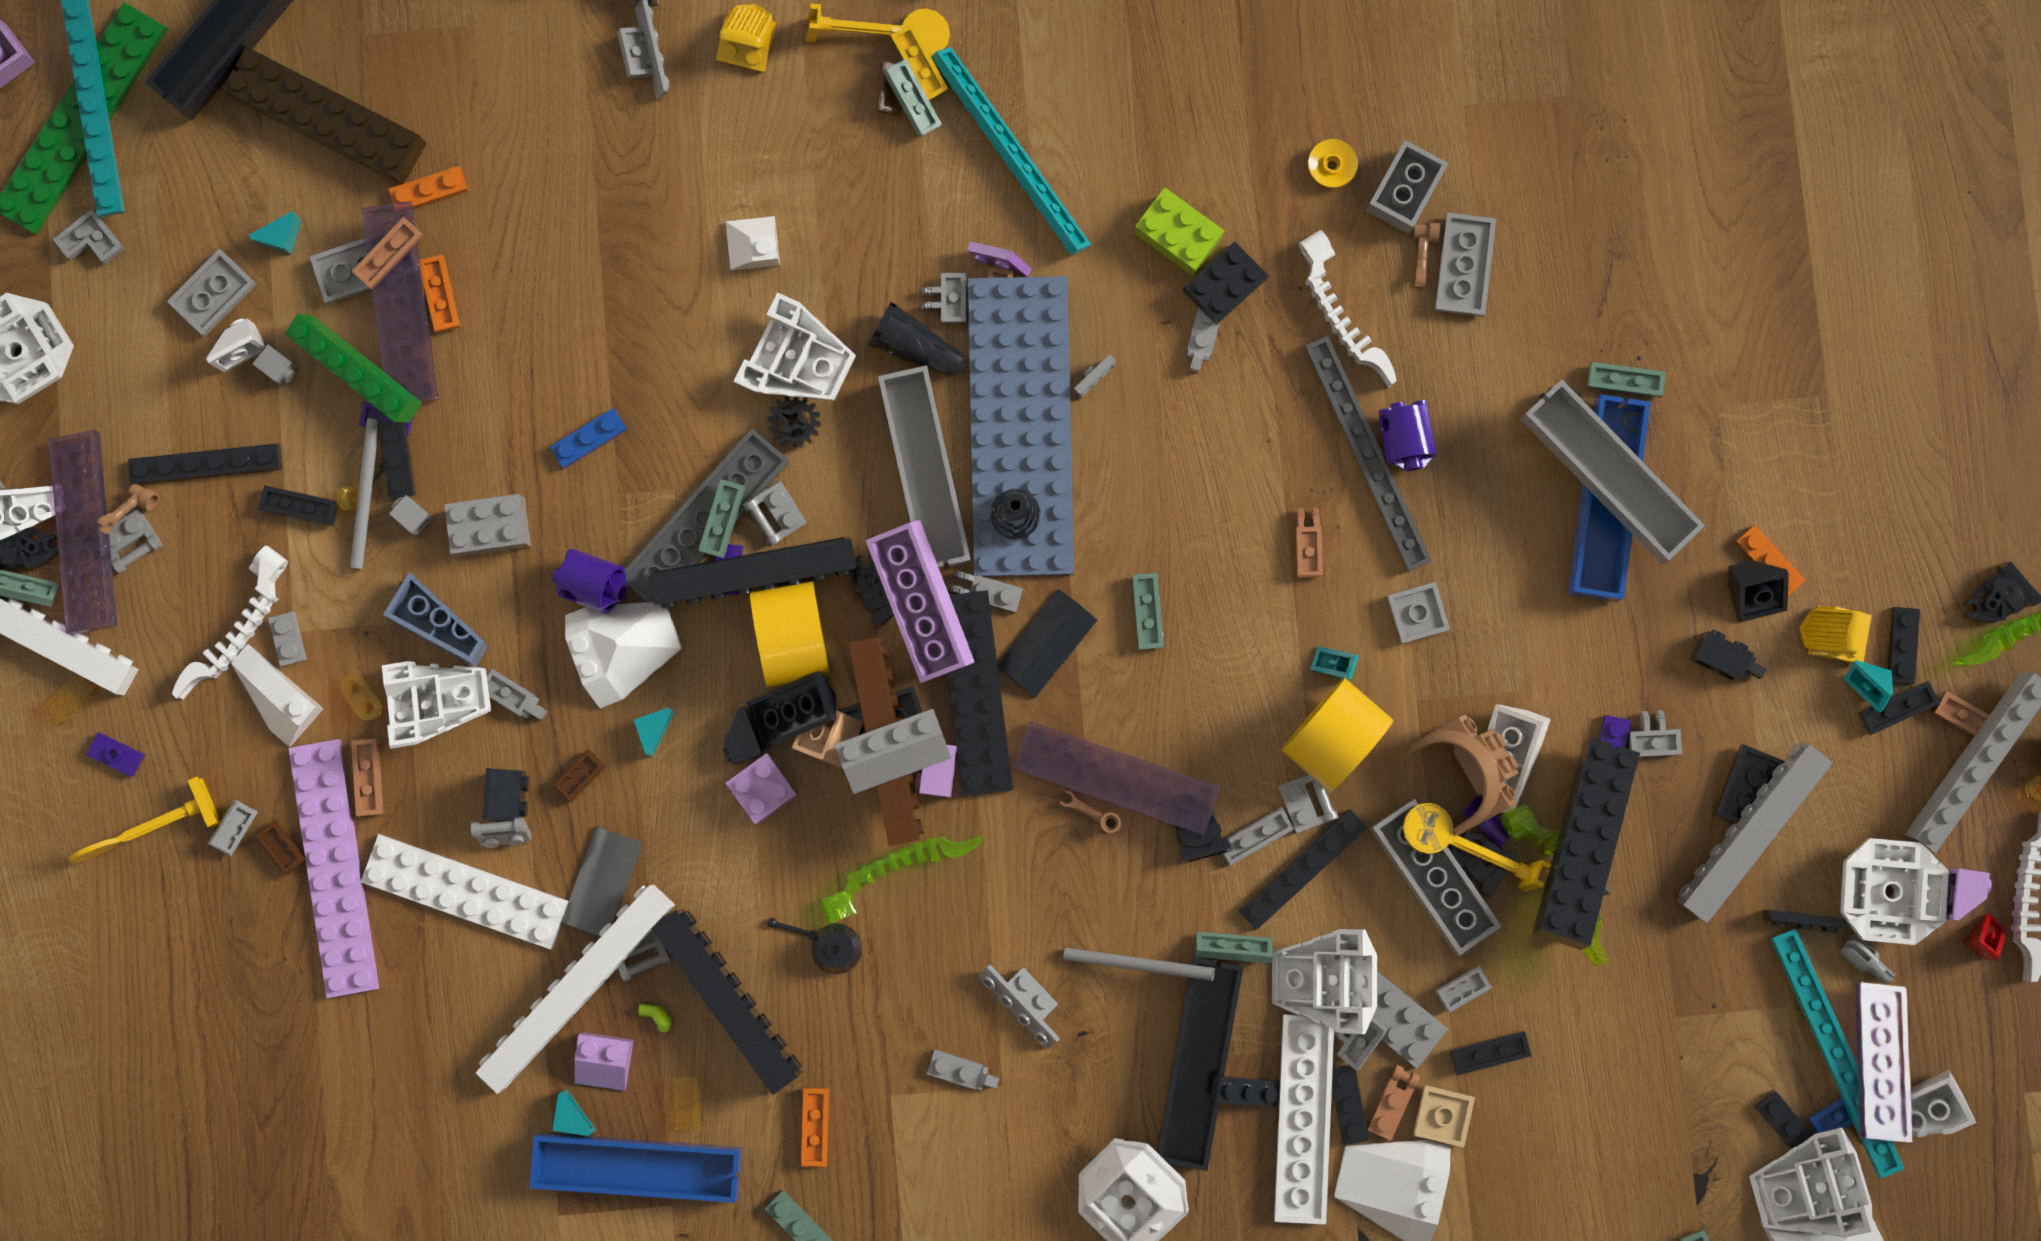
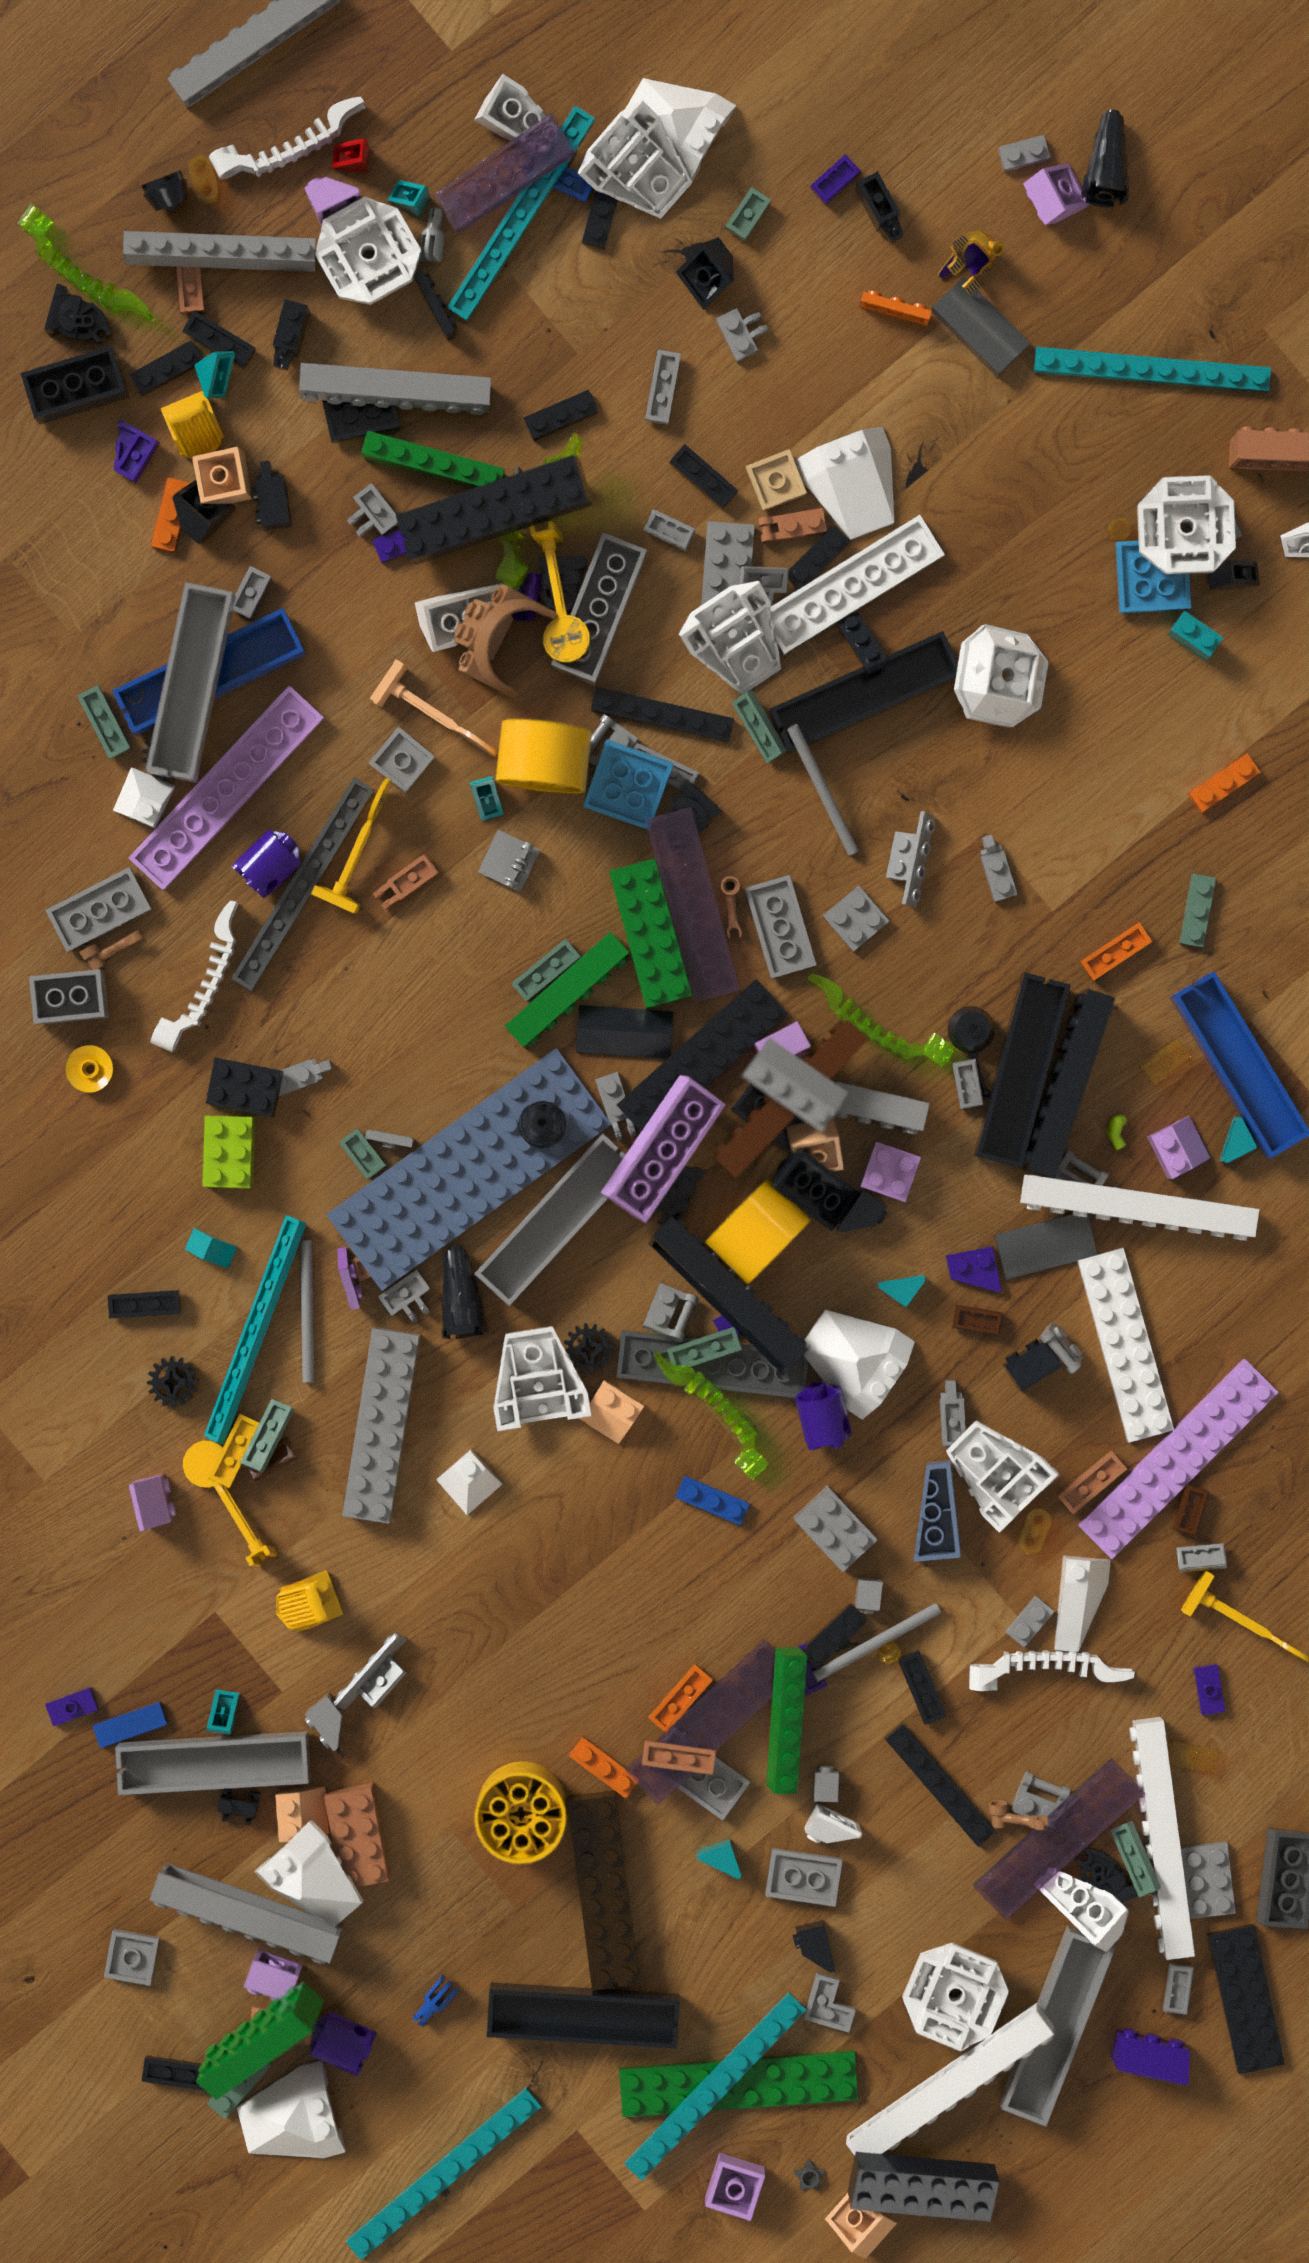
camera: 125 degrees left, 5 degrees up
(147, 261) = (814, 1944): none -> black slope
(472, 107) = (521, 1775): none -> yellow wheel
(598, 492) = (750, 1460): none -> clear neon green piece
(625, 806) = (975, 1268): none -> dark purple wing
(725, 406) = (612, 1411): none -> light nougat slope
(768, 967) = (1022, 1070): none -> black piece
(790, 912) = (967, 1084): none -> light grey plate
(821, 820) = (883, 1108): none -> light grey brick
(853, 200) = (381, 1425): none -> light grey brick
(995, 206) = (307, 1311): none -> light grey piece
(1005, 915) = (855, 918): none -> light grey plate
(1021, 58) = (173, 1370): none -> black gear
(1044, 842) = (780, 926): none -> light grey plate
(1098, 73) = (144, 1304): none -> black plate
(1098, 344) = (362, 1153): none -> sand green plate
(1106, 161) = (210, 1248): none -> teal slope
(1116, 723) = (650, 933): none -> green brick
(1117, 616) = (567, 989): none -> green brick
(1262, 795) = (627, 784): none -> dark azure plate
(1265, 645) = (509, 860): none -> light grey hinge
(1337, 475) = (337, 895): none -> yellow piece
(1491, 649) = (391, 685): none -> light nougat piece
(1497, 445) = (226, 788): none -> lavender plate
(1535, 369) = (144, 798): none -> white slope
(1595, 1072) = (662, 387): none -> light grey plate
(1597, 1172) = (737, 335): none -> light grey hinge
(1630, 963) = (560, 415): none -> black plate
(1655, 582) = (251, 592): none -> light grey plate
(1667, 817) = (429, 461): none -> green brick
(1673, 1185) = (708, 271): none -> black slope
(1774, 627) = (222, 477): none -> light nougat slope
(1848, 565) = (133, 451): none -> dark purple wing
(1863, 773) = (290, 333): none -> black hinge
(1915, 964) = (410, 197): none -> teal slope
(1942, 554) = (75, 385): none -> black brick

